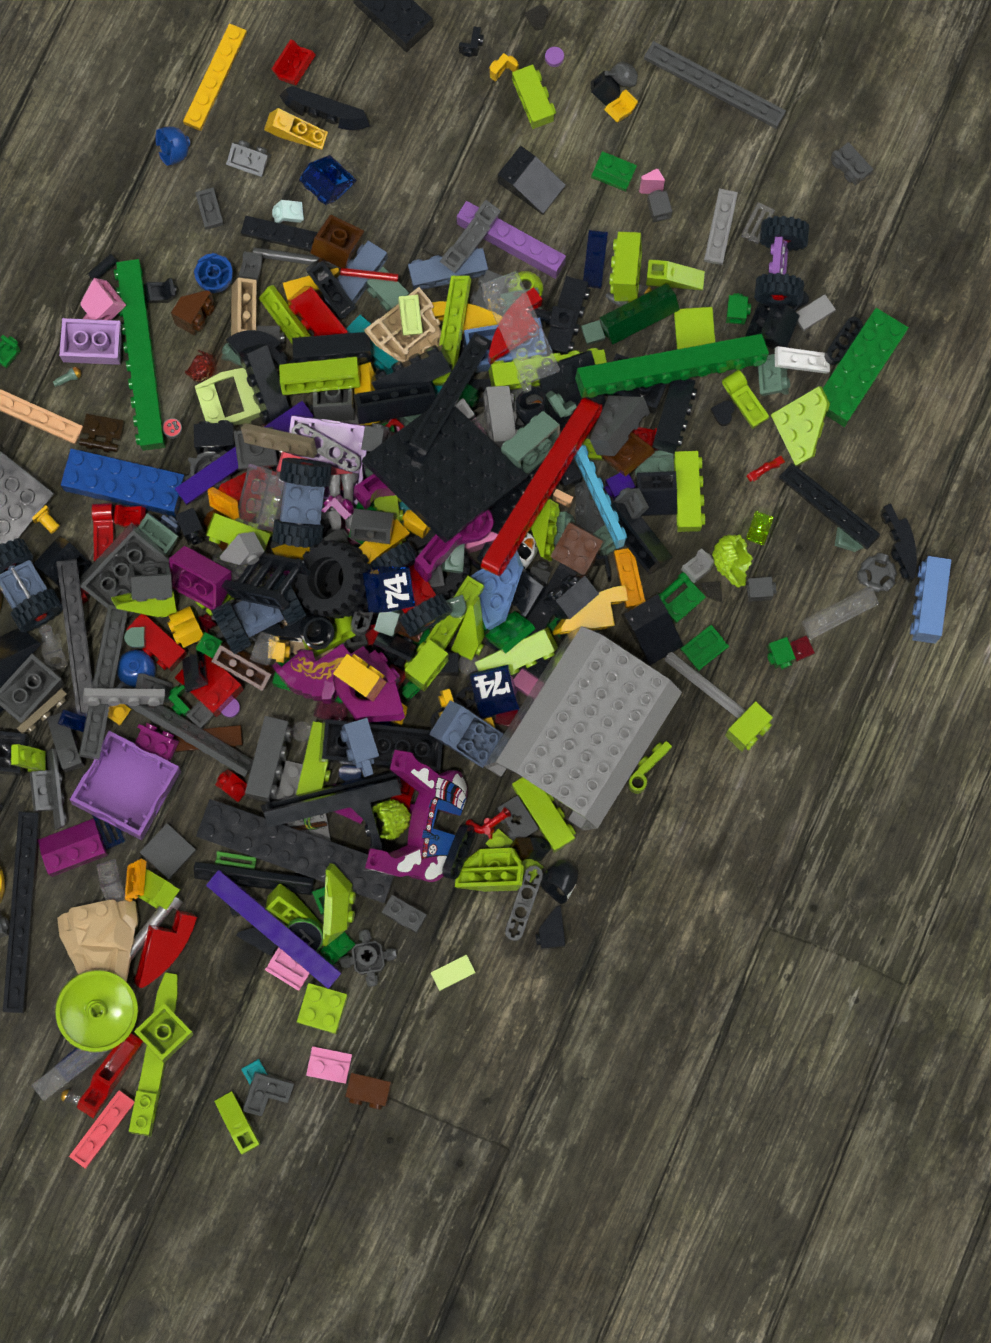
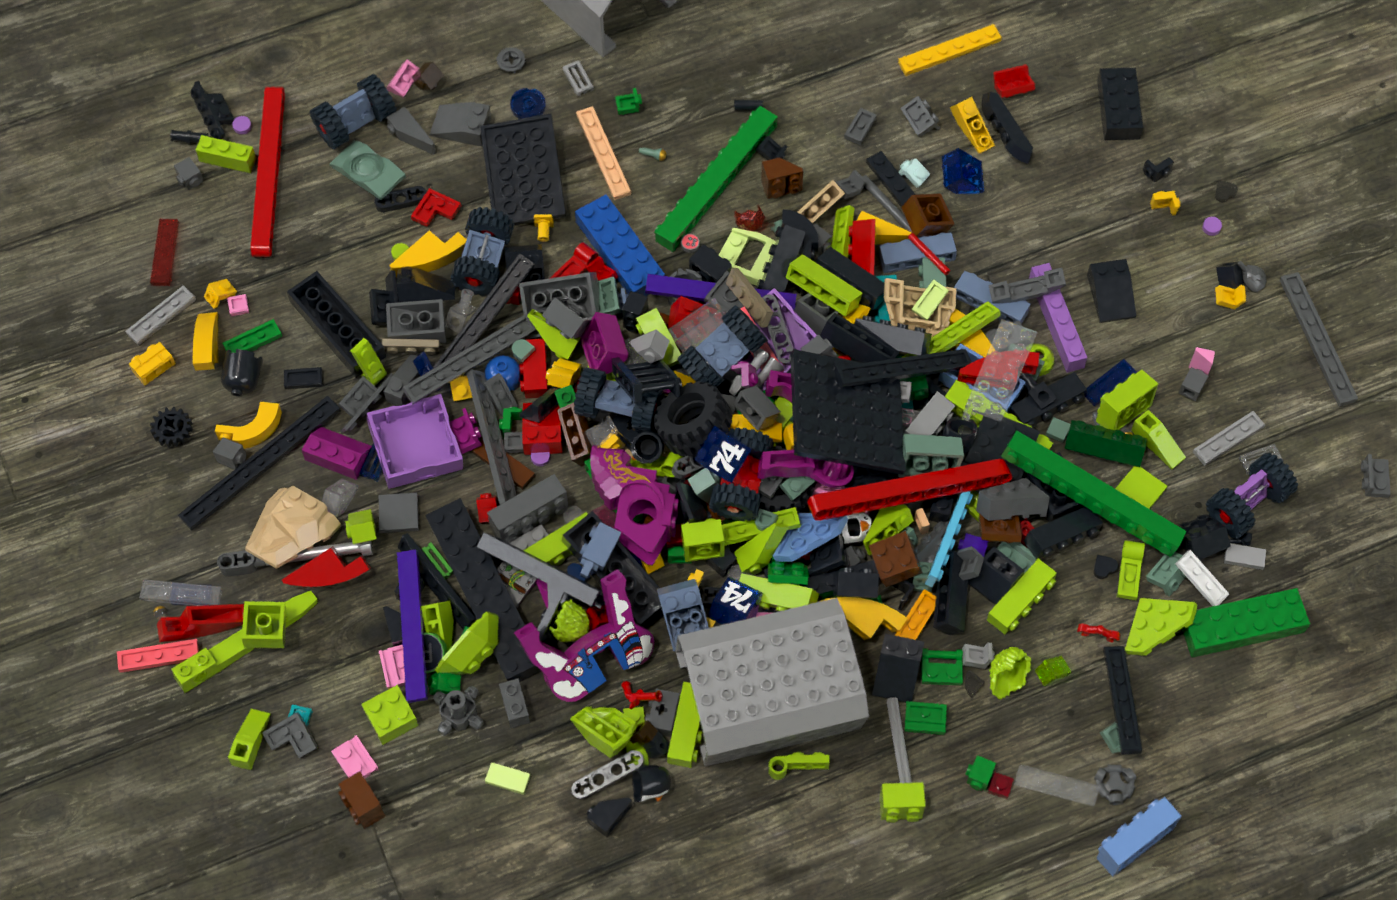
camera: 45 degrees right, 15 degrees down
(91, 341) = (690, 141): lavender slope -> none
(96, 1010) = (235, 565): lime dish -> none
(101, 301) = (722, 122): bright pink torso -> none
(102, 427) = (643, 203): dark brown plate -> none
(114, 697) = (472, 376): light grey plate -> none
(135, 880) = (355, 508): light orange tile -> none
(173, 144) = (876, 66): blue cylinder -> none
(213, 273) = (819, 166): blue cylinder -> none
(223, 503) = (671, 311): light orange tile -> none
(330, 287) = (891, 237): black slope -> none
(357, 675) = (641, 493): yellow brick -> none
(461, 844) = (611, 694): black beam -> none
(533, 96) = (1169, 238): lime brick -> none
(557, 404) = (979, 445): sand green bracket -> none
(614, 171) = (1182, 335): green plate -> none
(737, 309) = (1185, 503): green brick -> none
(760, 589) = (1010, 713): dark grey brick -> none
(836, 343) = (1254, 587): black beam -> none
(905, 549) = (1156, 779): black slope -> none

